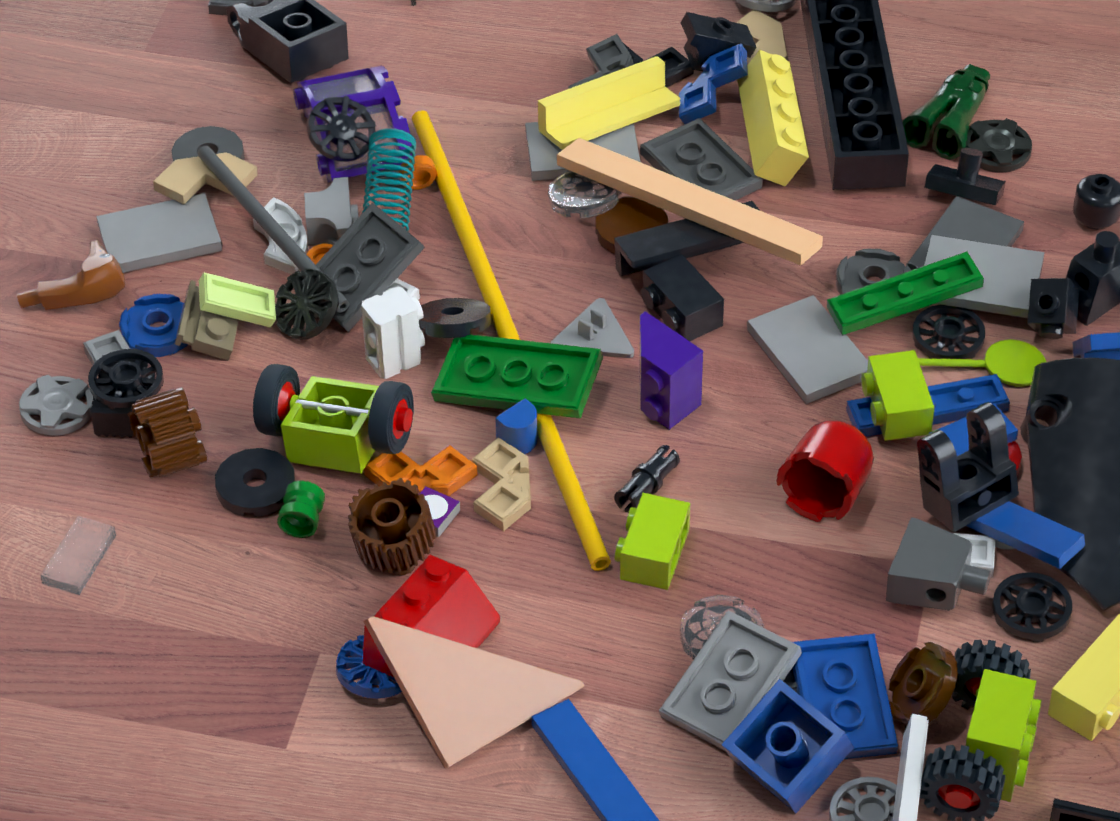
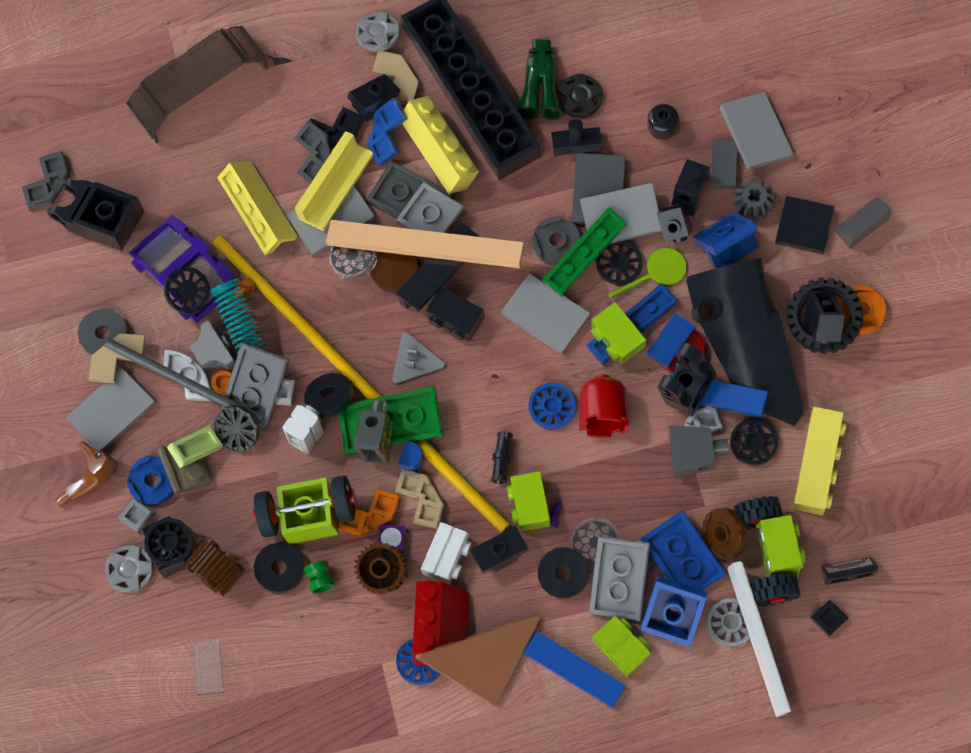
camera: 20 degrees left, 25 degrees up
(481, 367) = (374, 434): none -> dark grey torso
(493, 100) = (256, 205): none -> light yellow panel
(498, 550) = (446, 553): none -> white brick
(573, 576) = (499, 551): none -> black brick
(647, 624) = (548, 572): none -> black tile
(668, 373) = (478, 382): dark purple slope -> none
(683, 767) = (621, 645): none -> lime brick
(685, 575) = (554, 518): none -> dark purple leg
(722, 174) = (430, 211): none -> light grey tile
(754, 452) = (552, 406): none -> blue wheel

